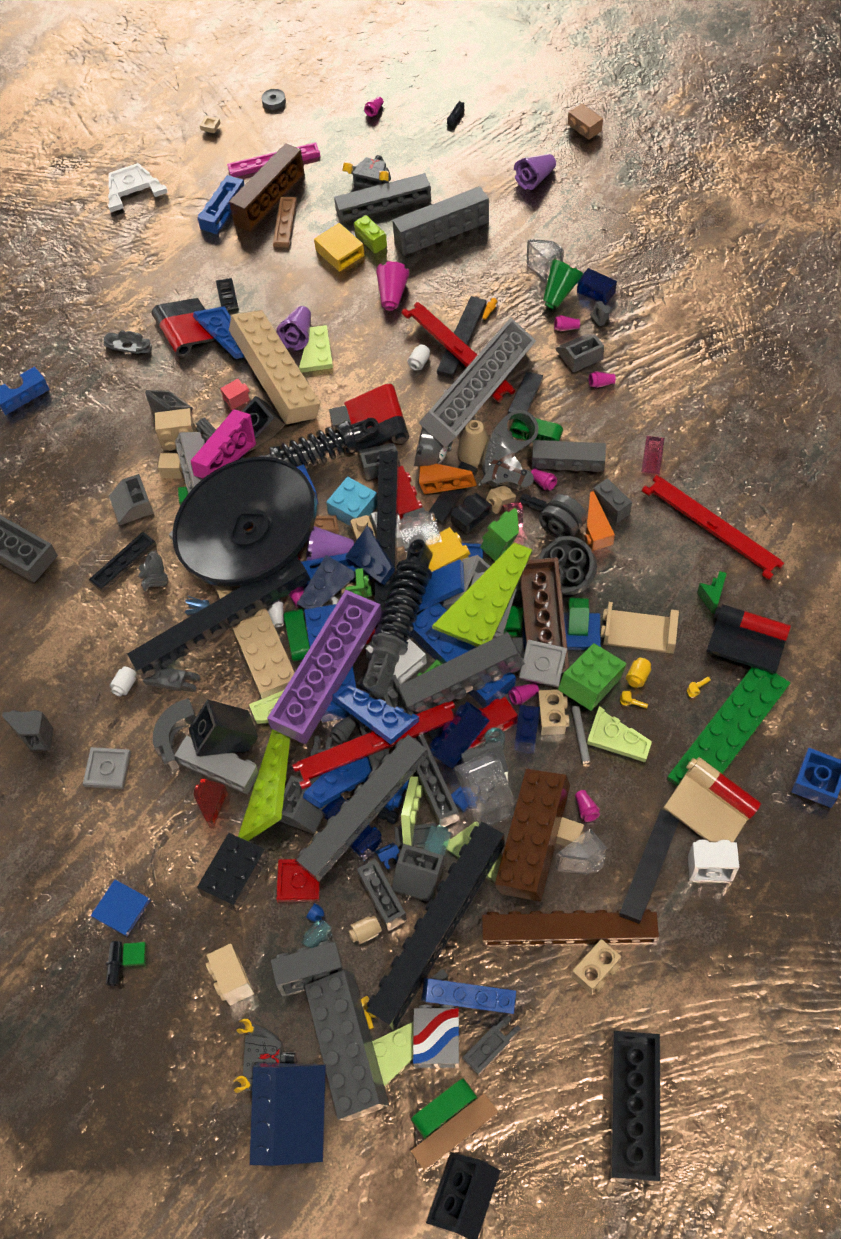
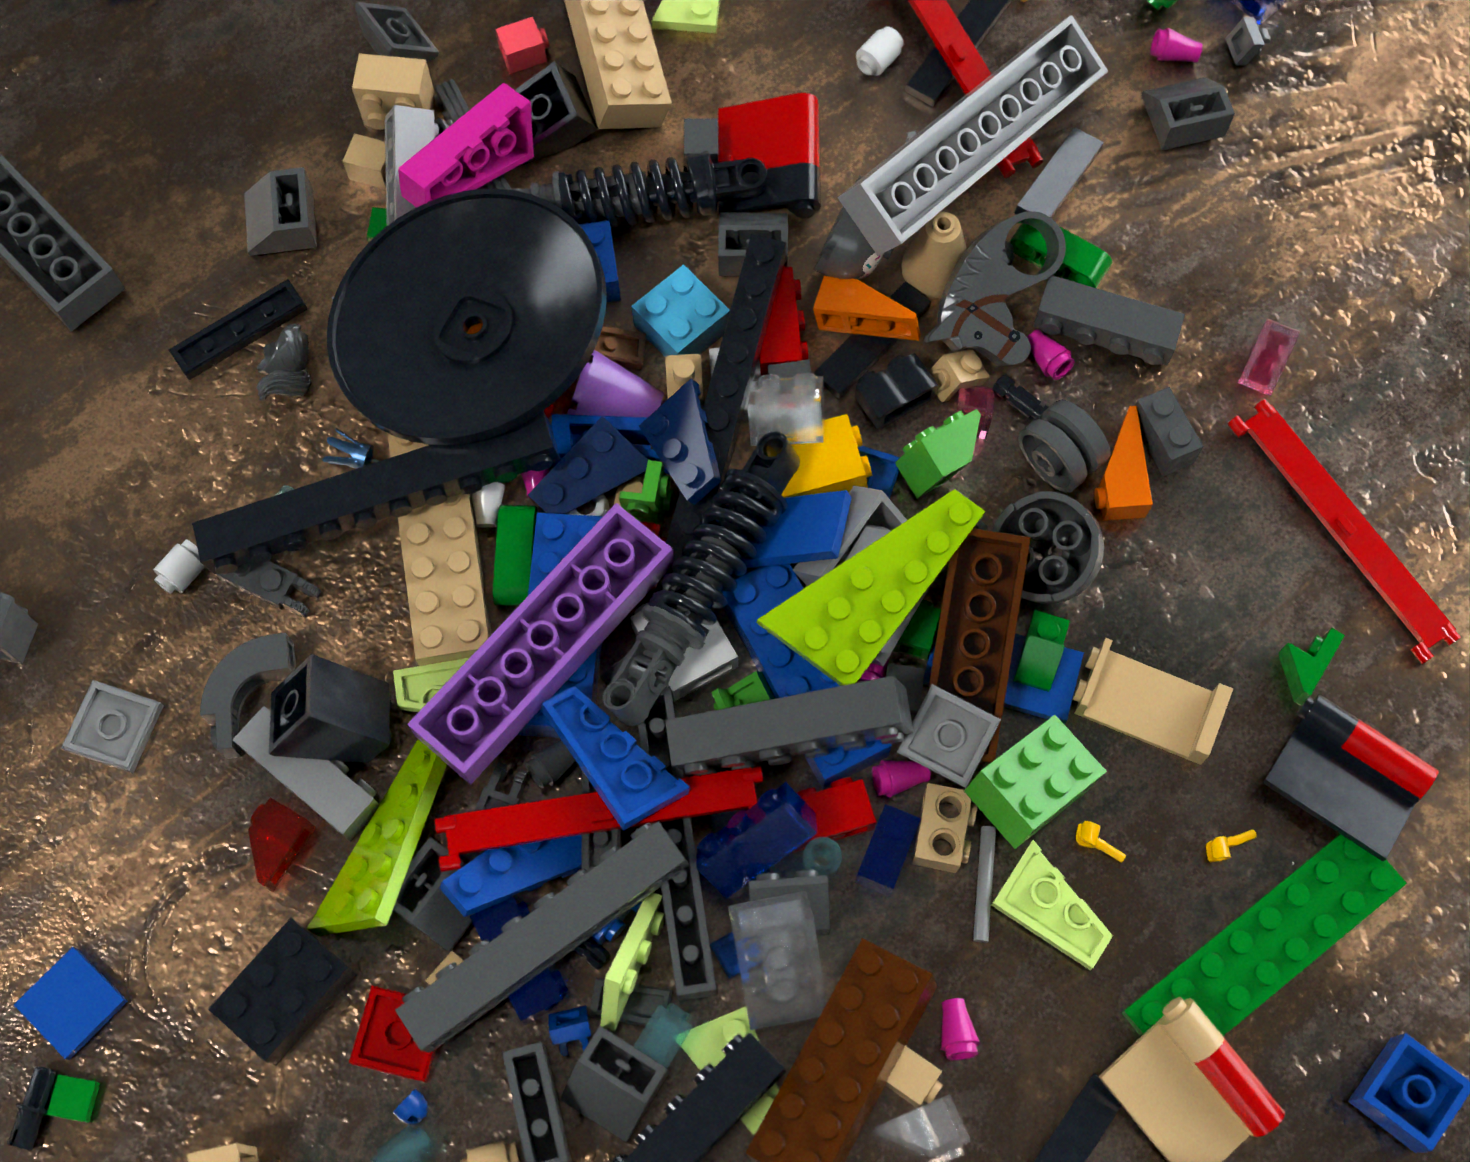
camera: 10 degrees right, 10 degrees up
(601, 379) = (1210, 177): dark pink cone -> none
(638, 672) = (1125, 790): yellow brick -> none

